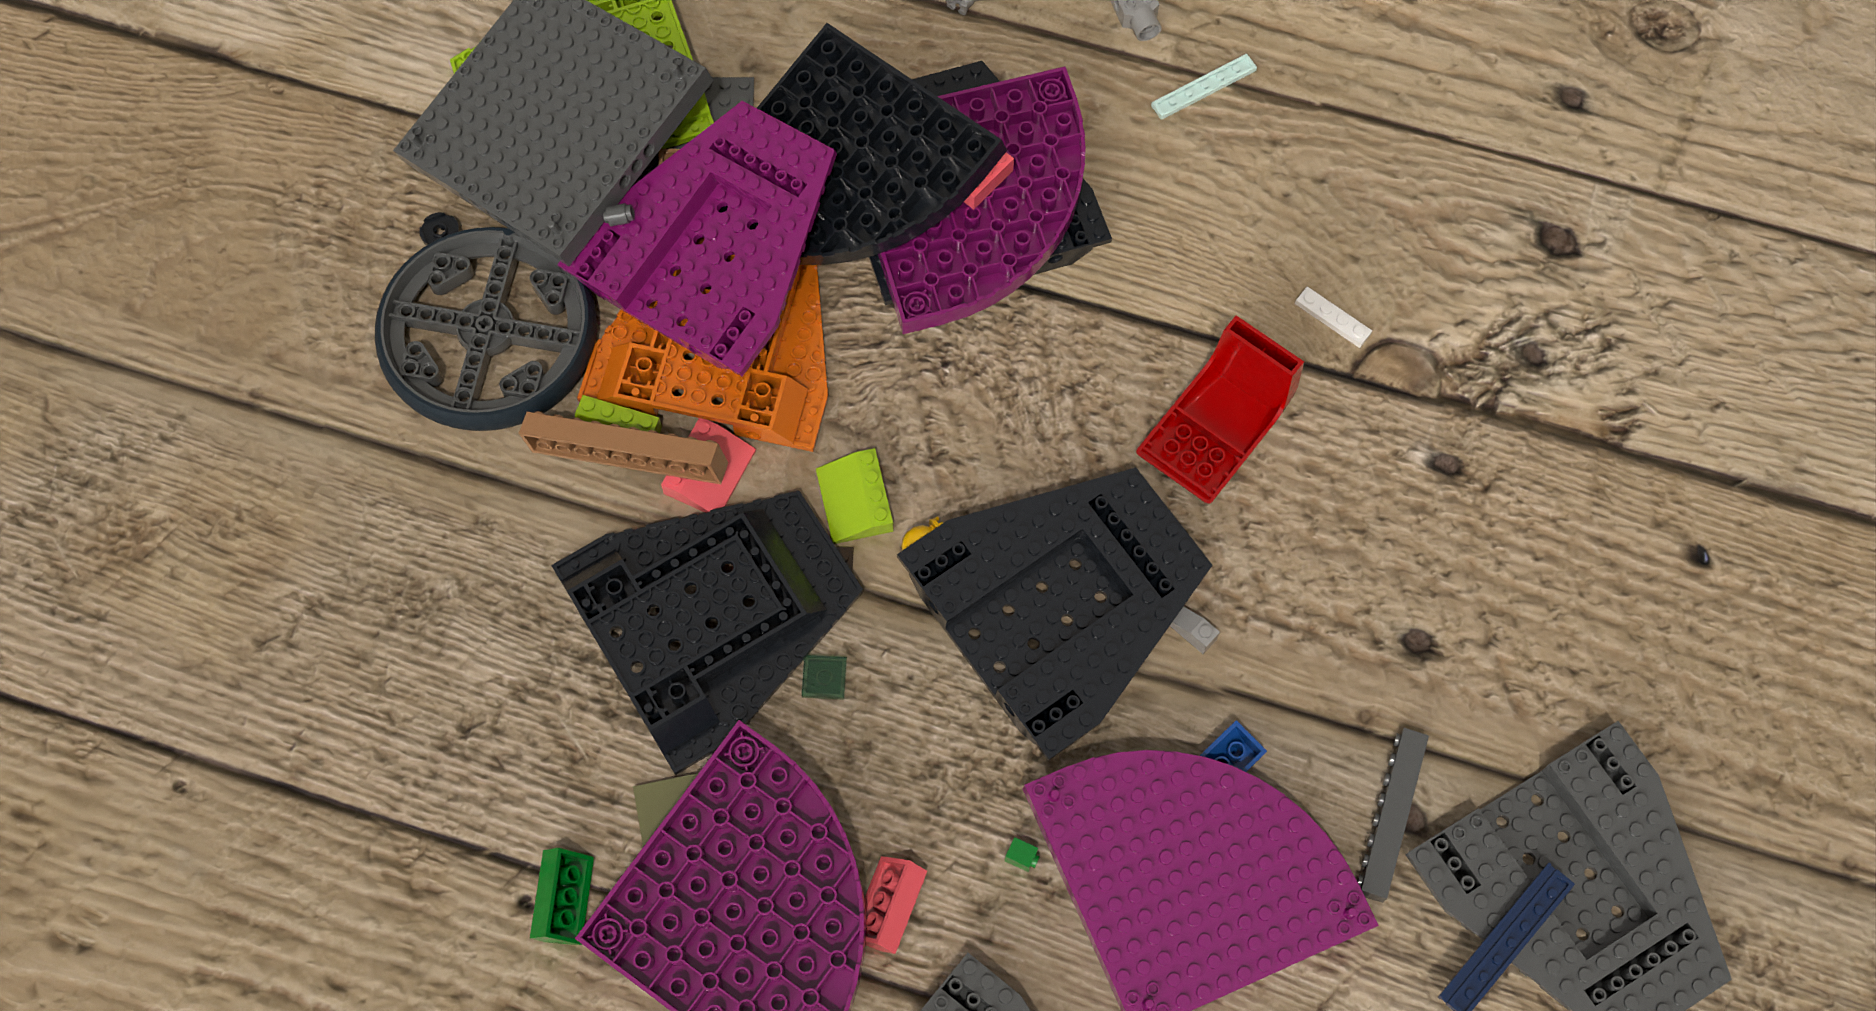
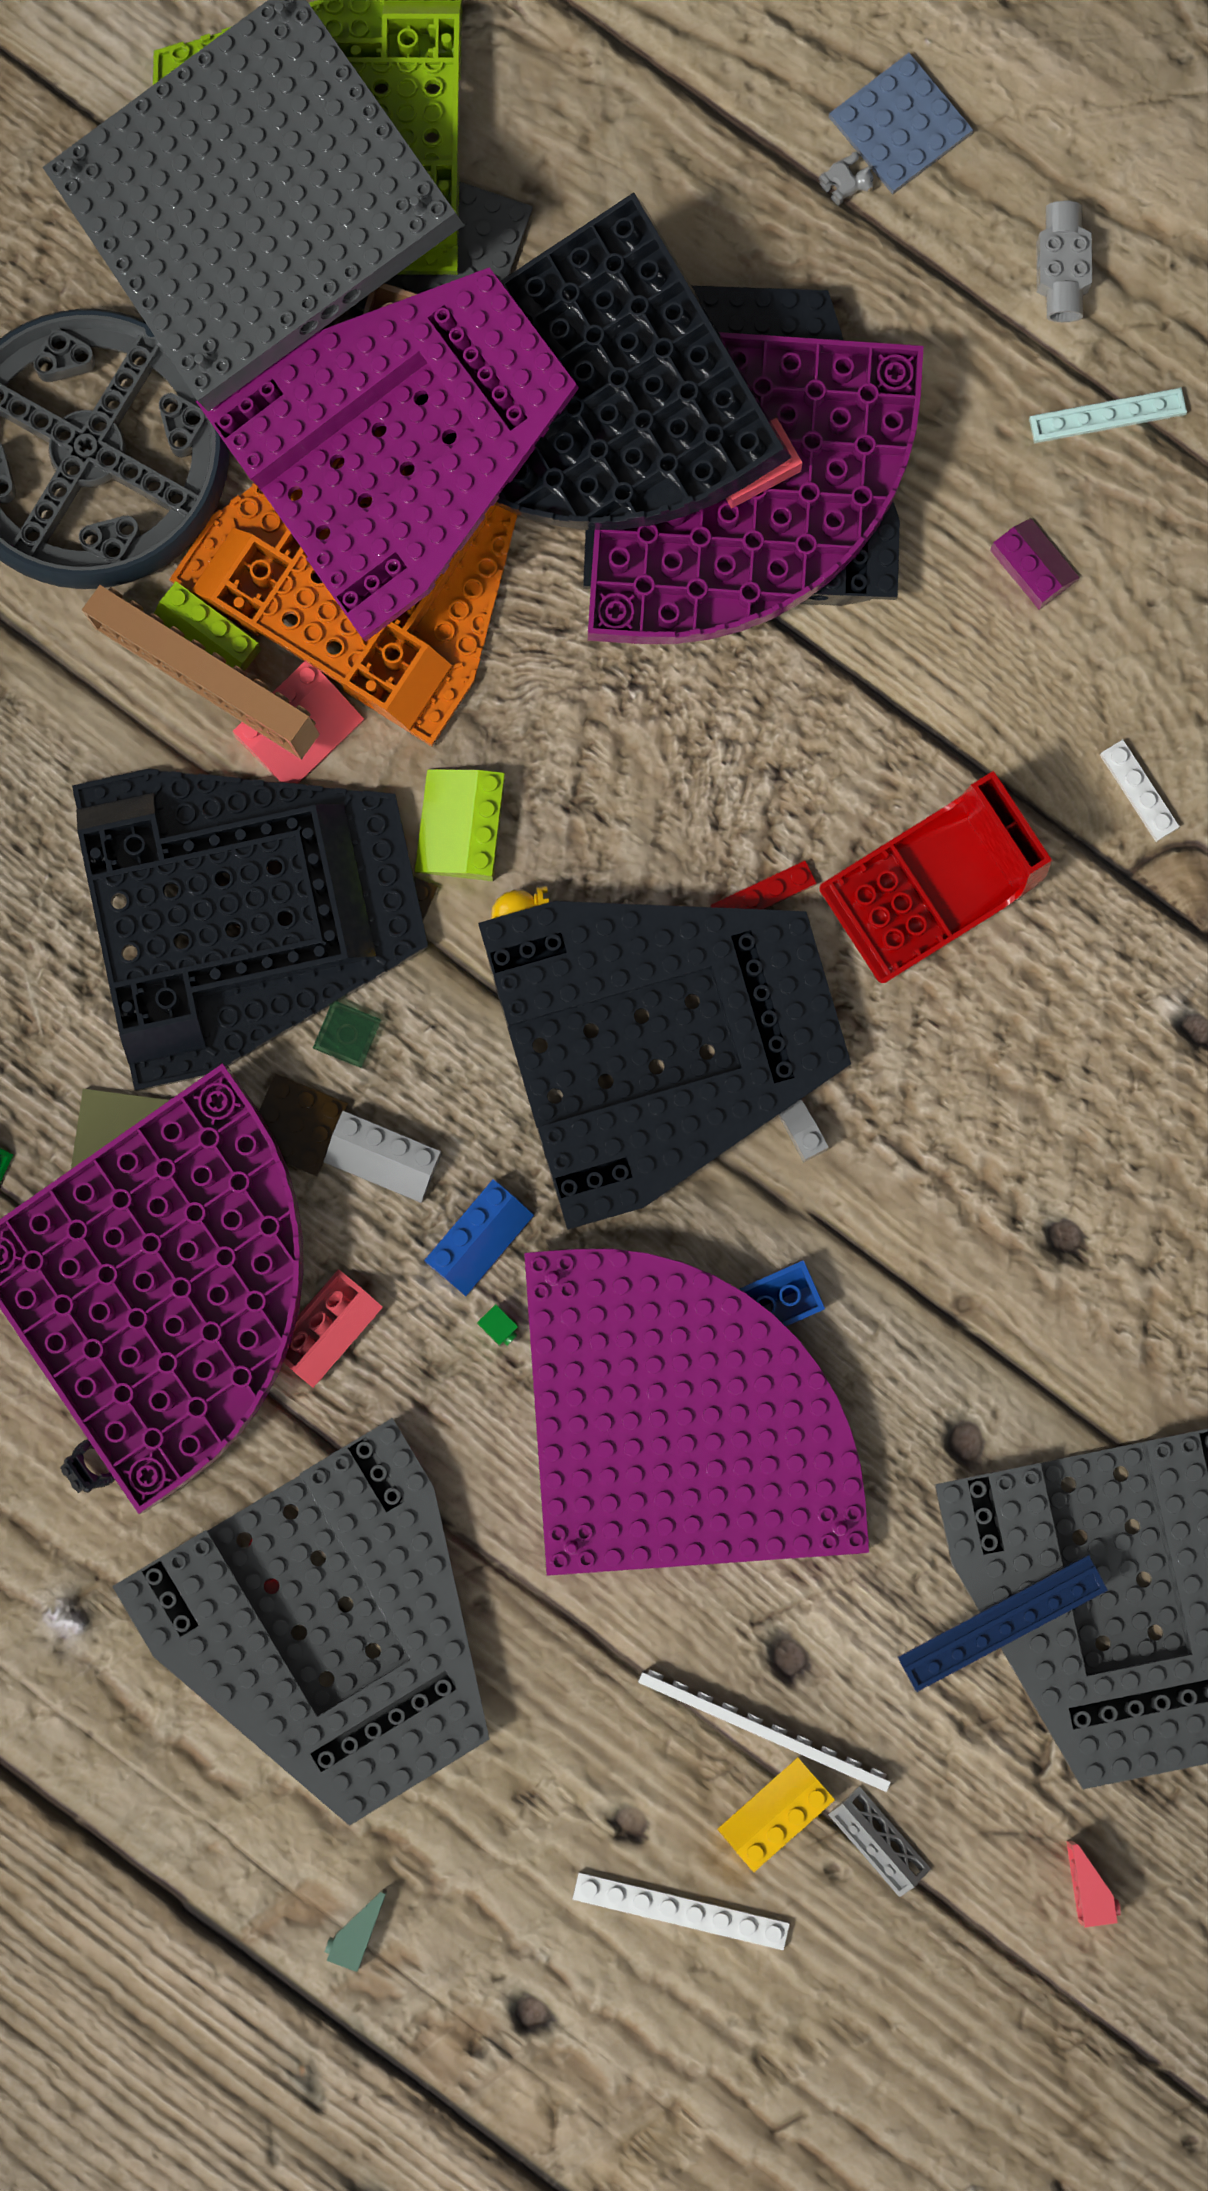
camera: 20 degrees right, 15 degrees up
(437, 221) = (59, 284): black plate -> none
(618, 214) = (288, 368): dark grey brick -> none
(815, 751) = (301, 1122): none -> dark brown plate
(884, 757) = (382, 1156): none -> light grey slope
(981, 793) = (479, 1237): none -> blue slope
(1106, 464) = (771, 890): none -> red plate
(1194, 194) = (1033, 563): none -> magenta slope
(1392, 815) = (944, 1431): dark grey brick -> none

